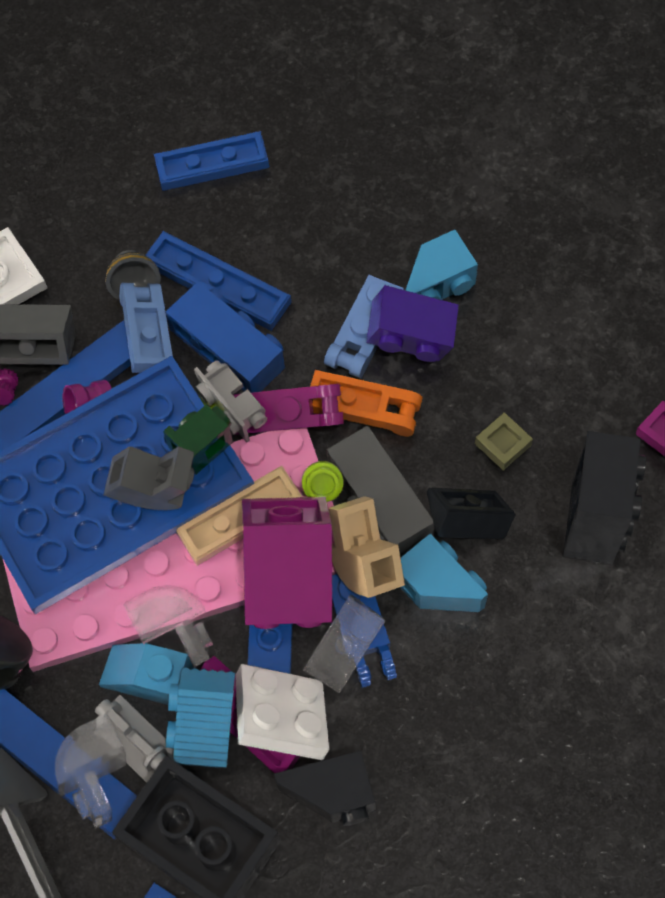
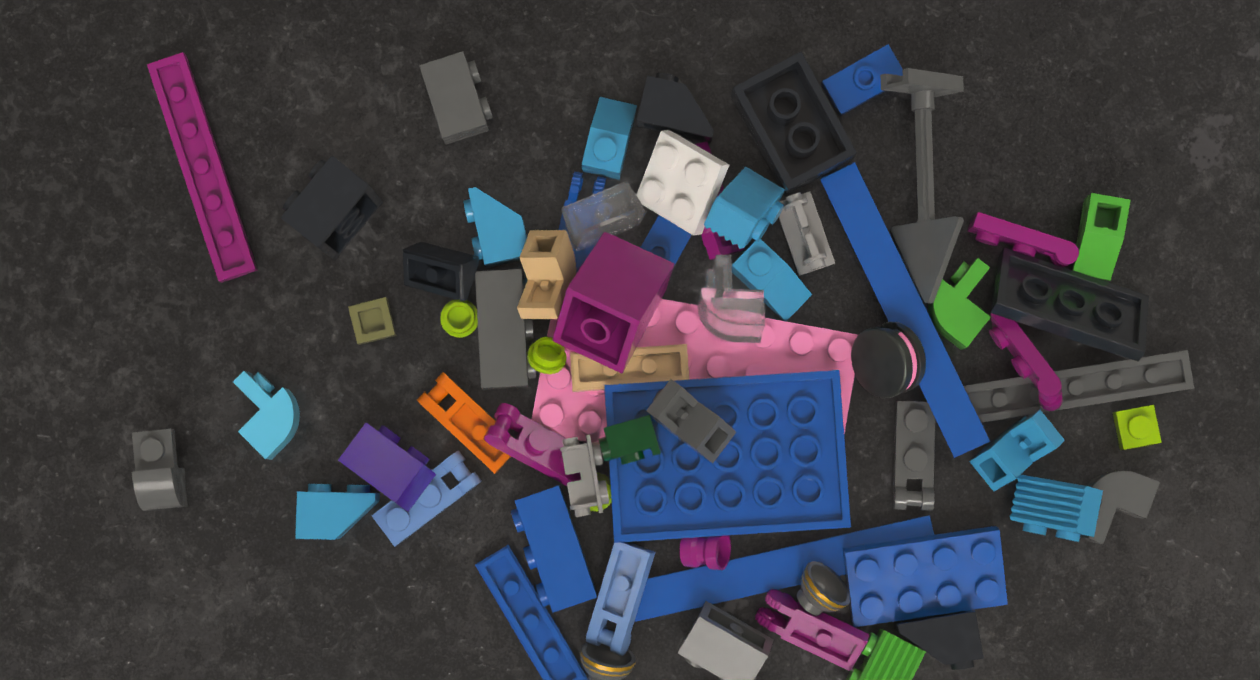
camera: 155 degrees left, 20 degrees up
(83, 759) = (853, 226): clear brick -> none
(381, 726) = (608, 138): none -> dark azure slope
(423, 479) = (459, 318): none -> lime plate
(537, 322) = (275, 421): none -> medium azure brick
(555, 682) = (454, 97): none -> dark grey brick
(605, 222) = (156, 476): none -> dark grey brick

